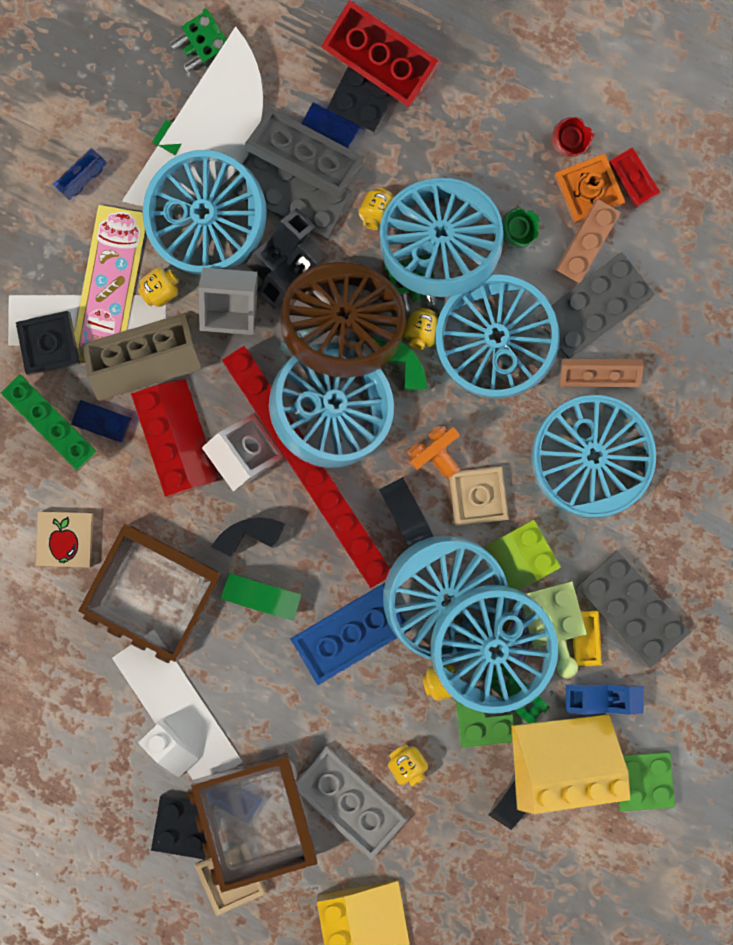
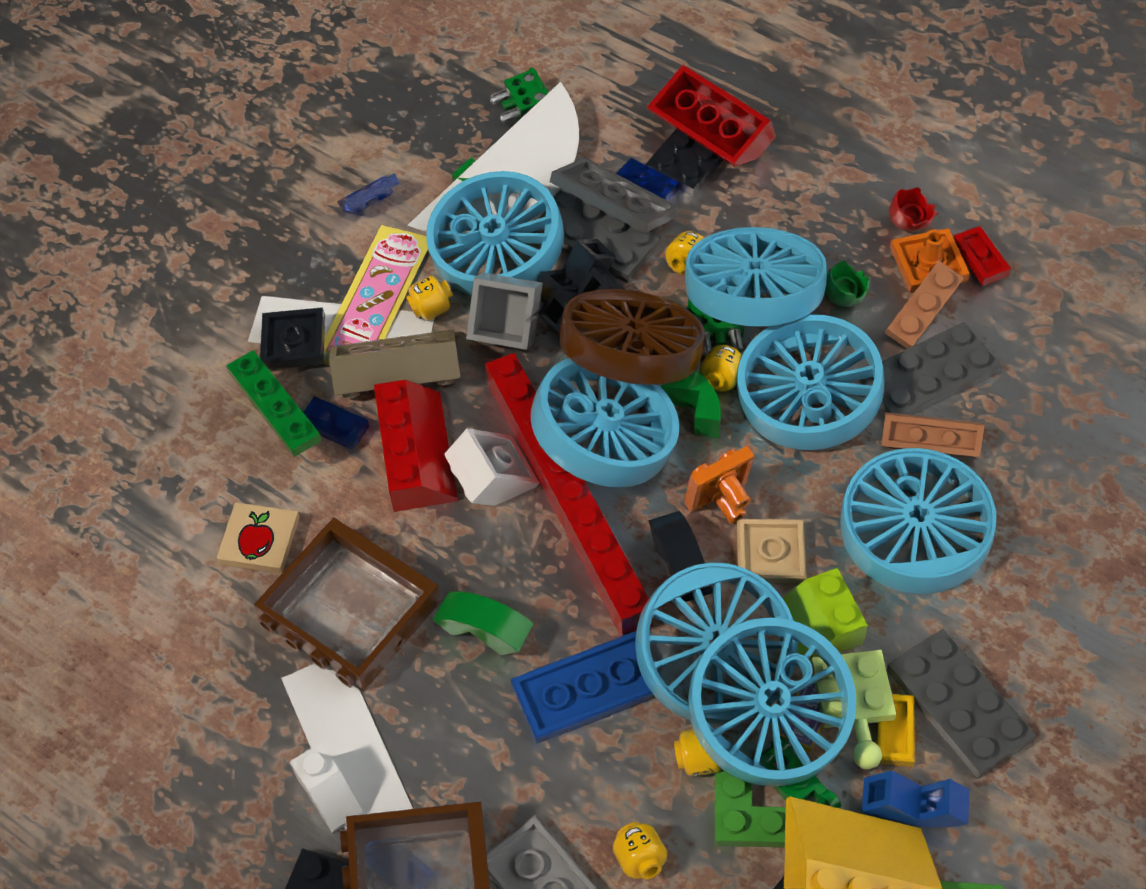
camera: 10 degrees right, 30 degrees down
(261, 529) = (494, 548): black brick -> none

